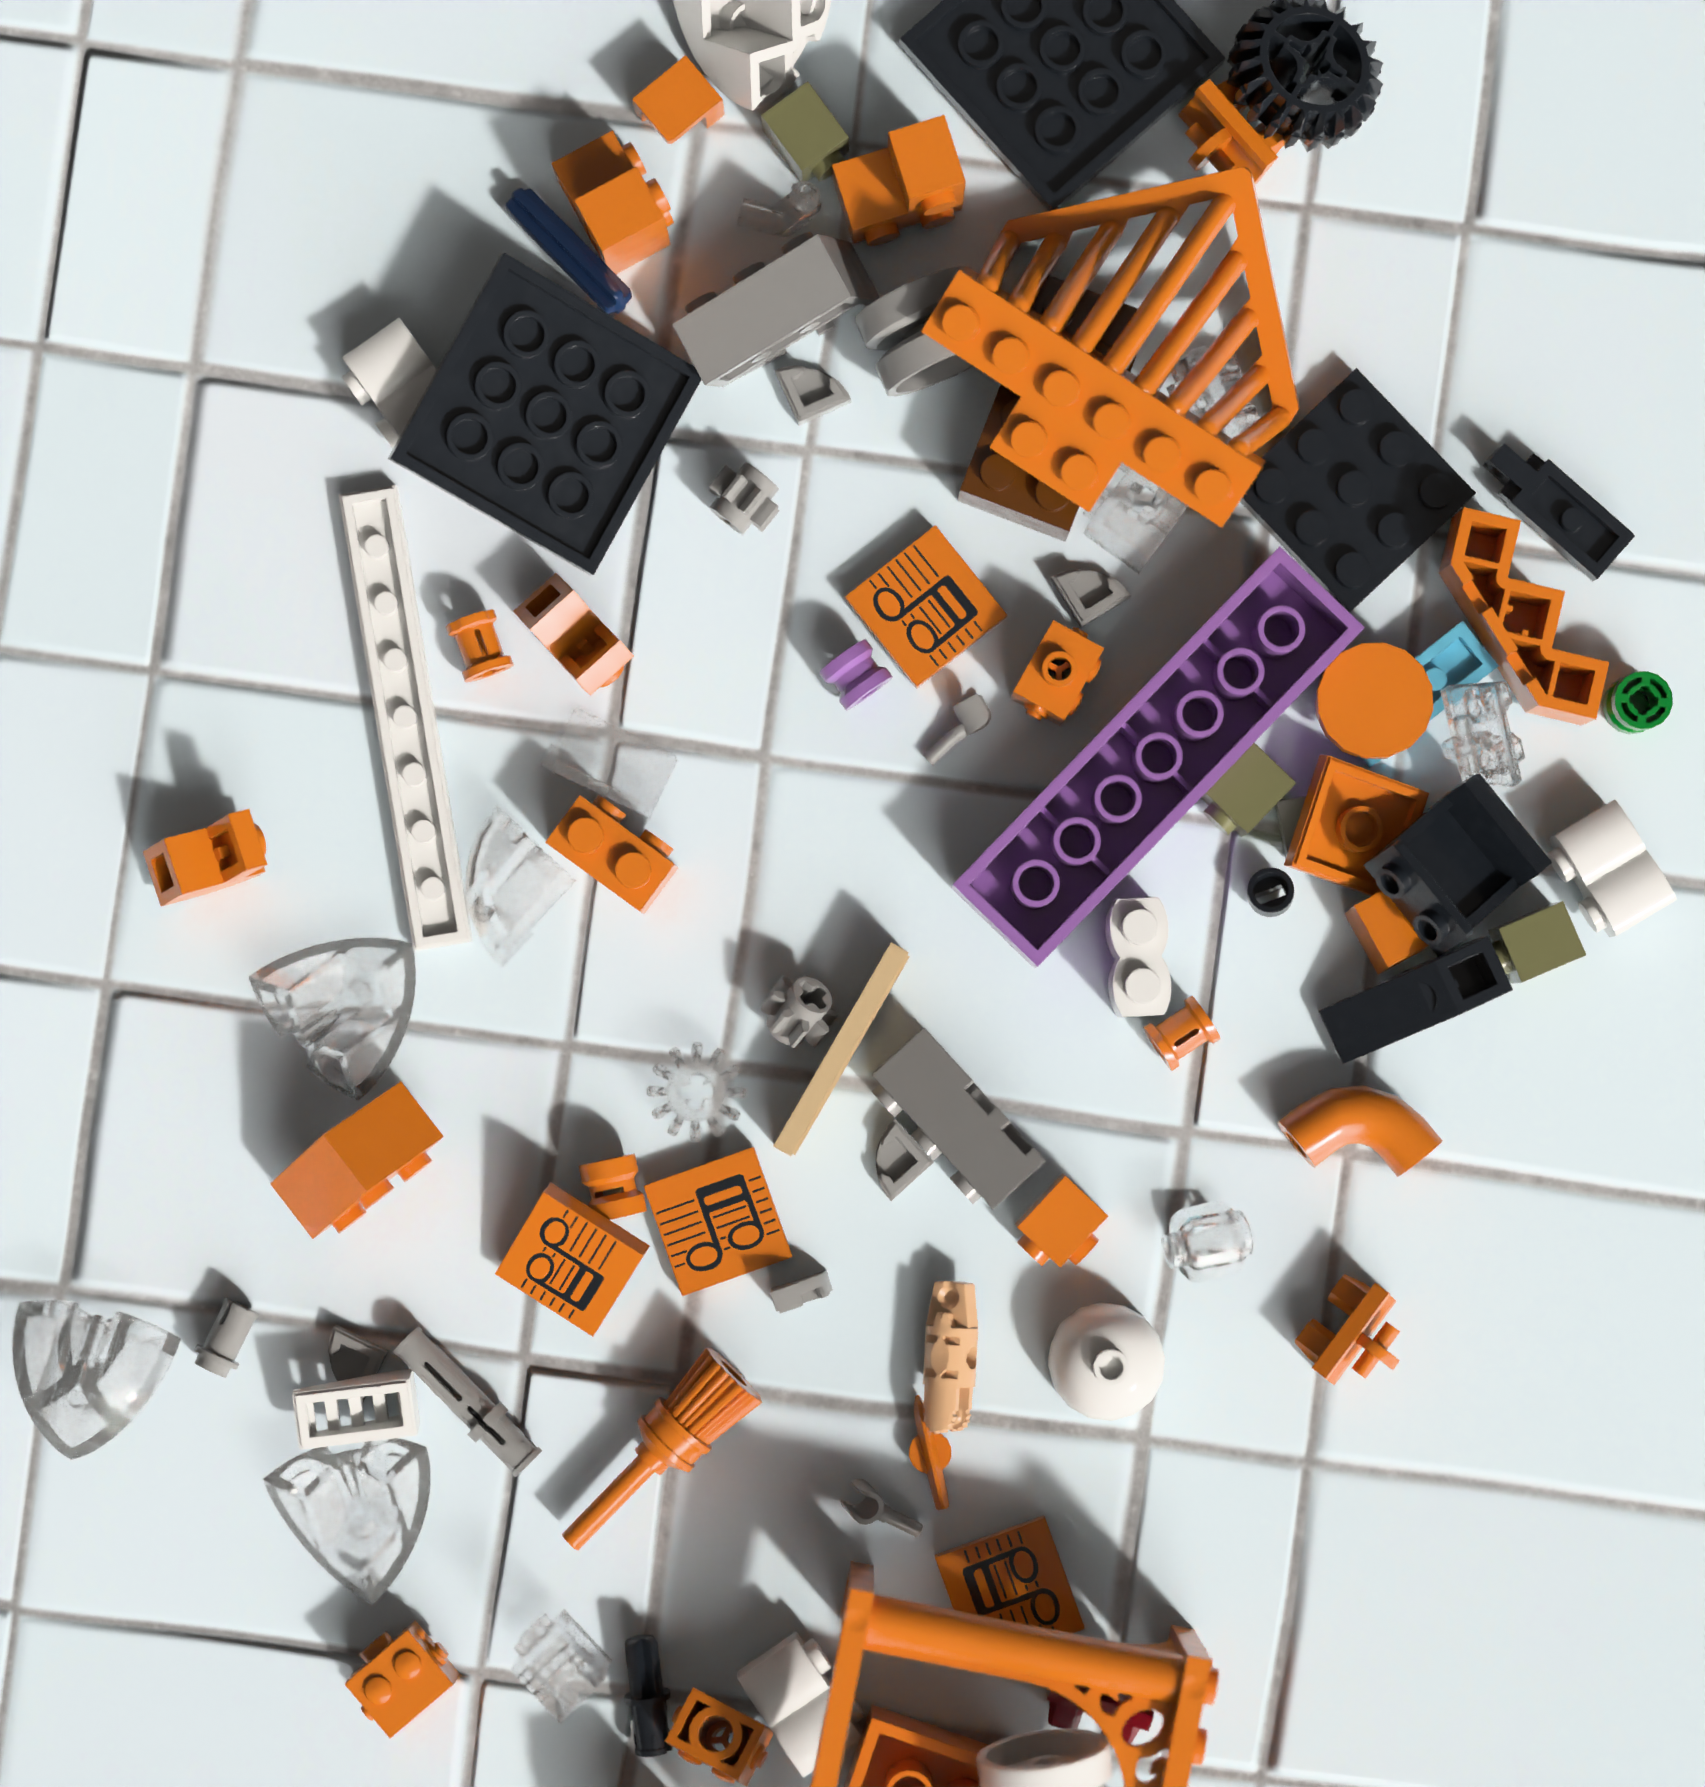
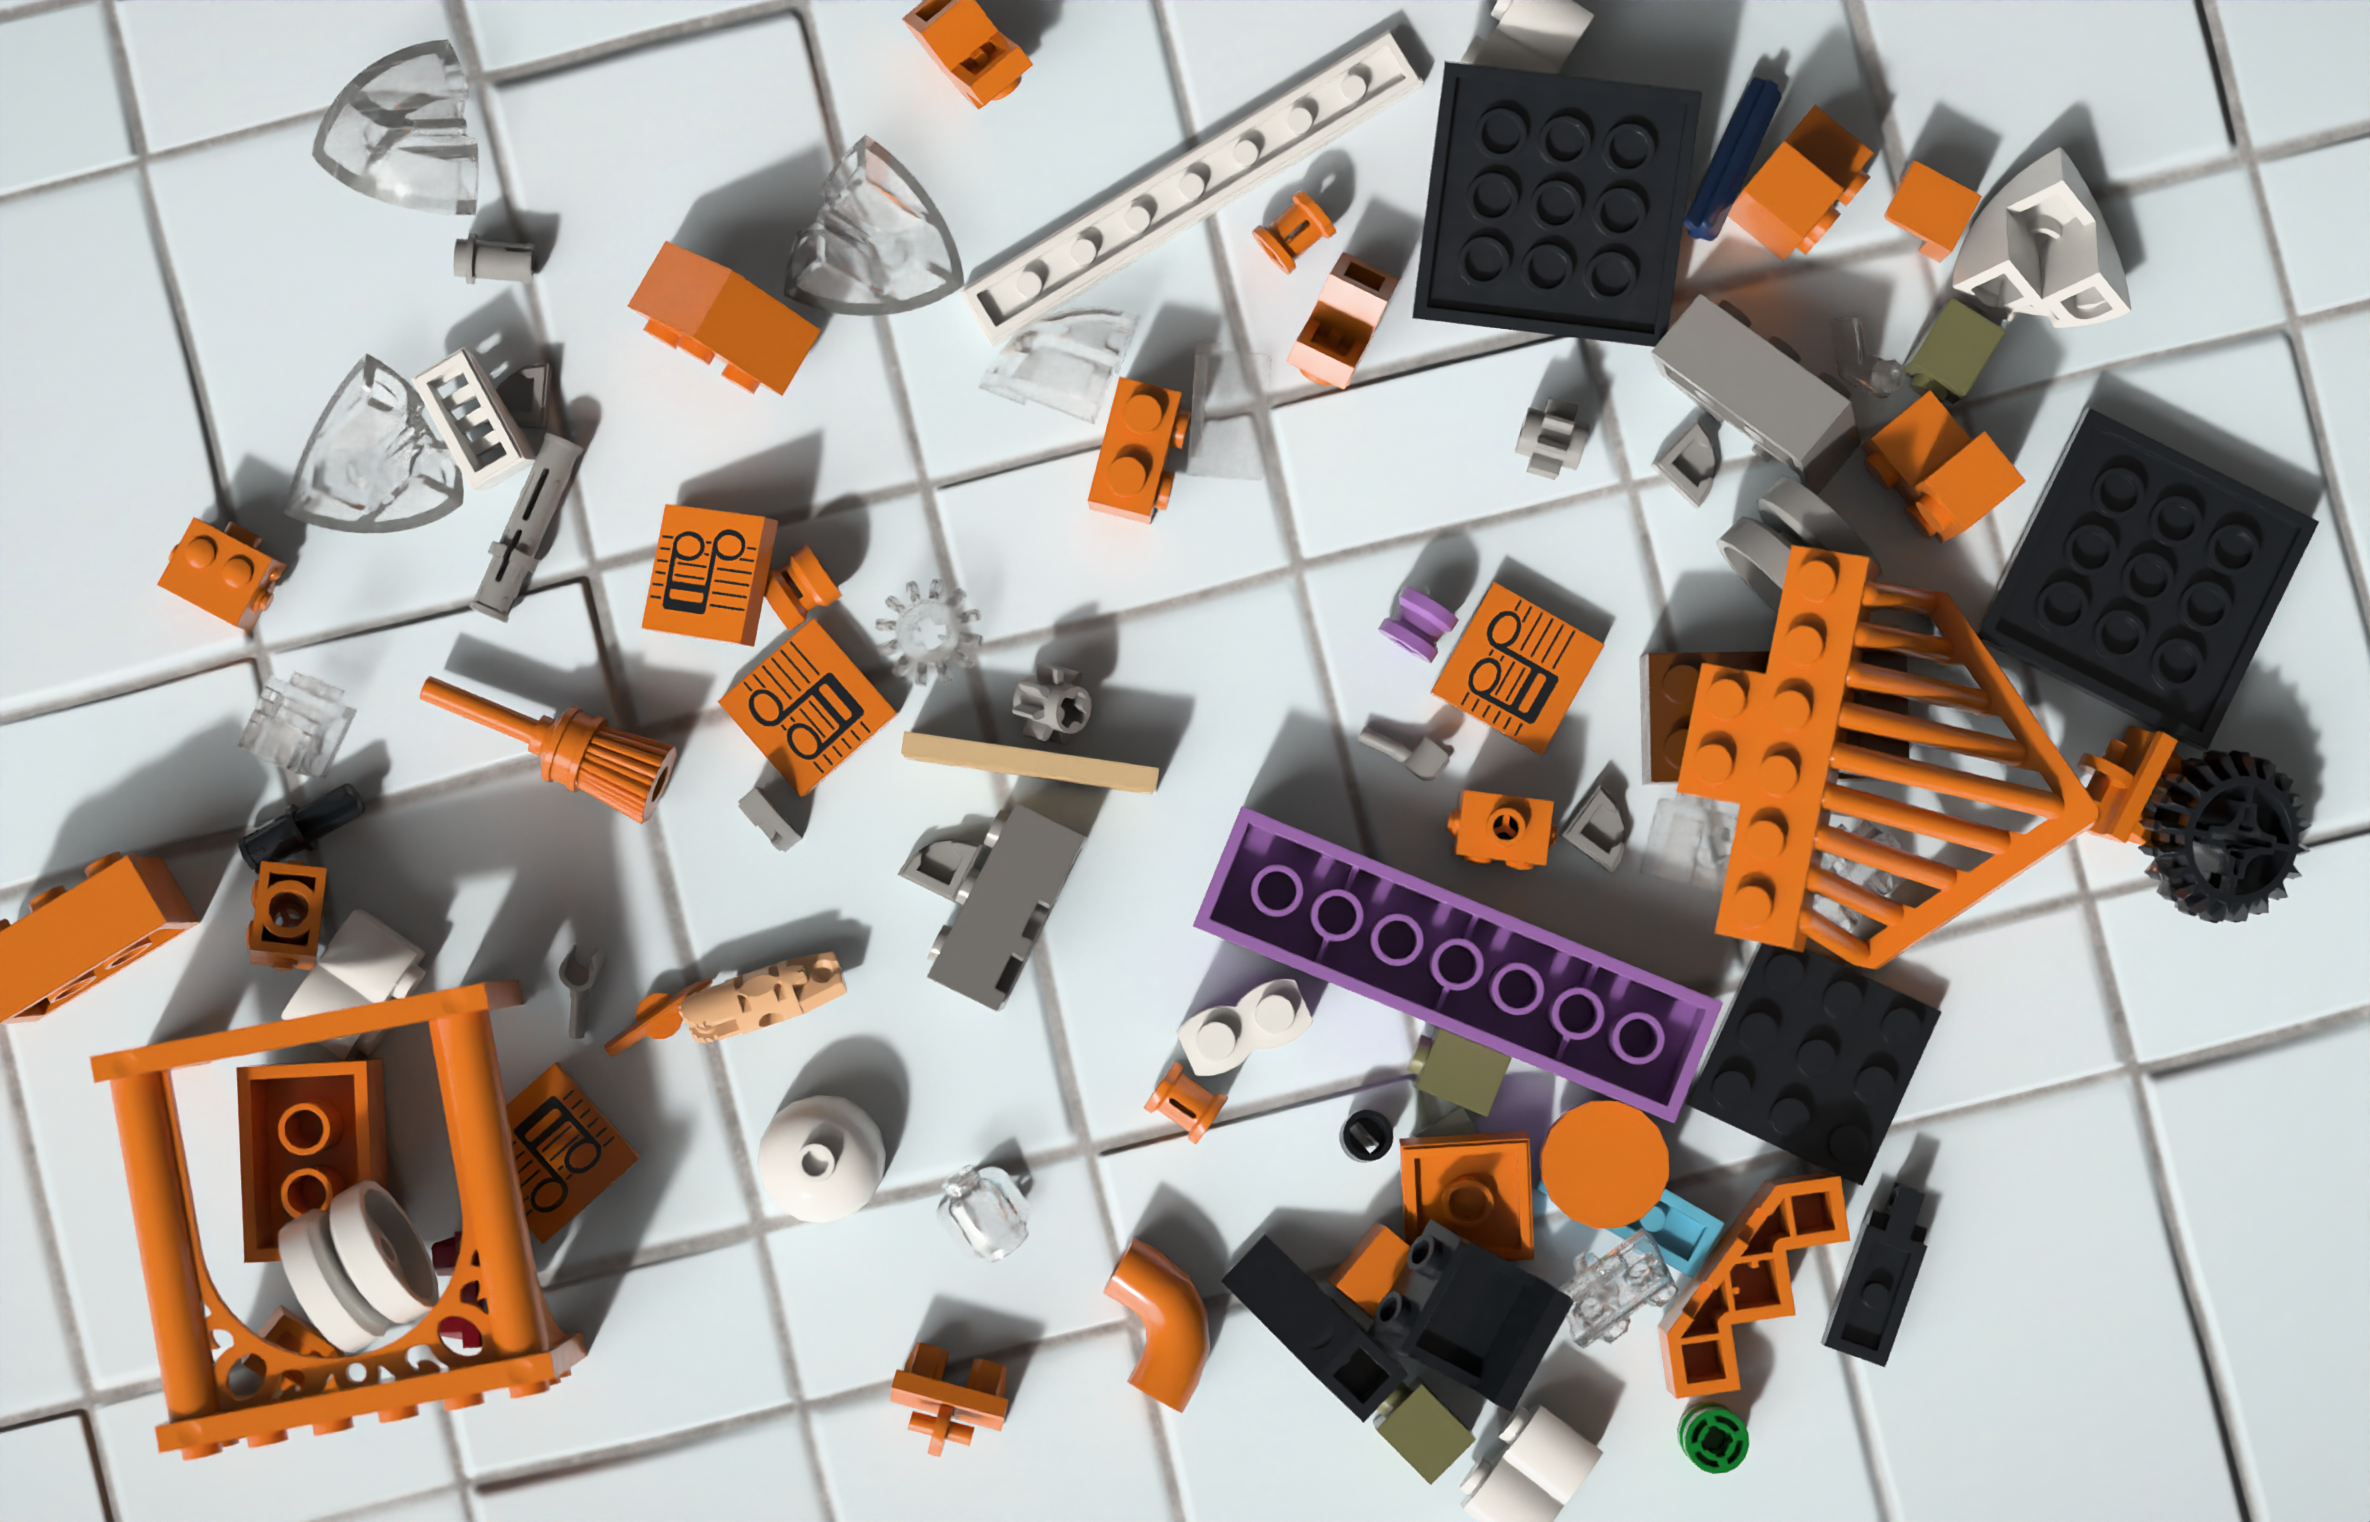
camera: 70 degrees right, 0 degrees up
(1060, 1224) = (941, 1056): orange brick -> none

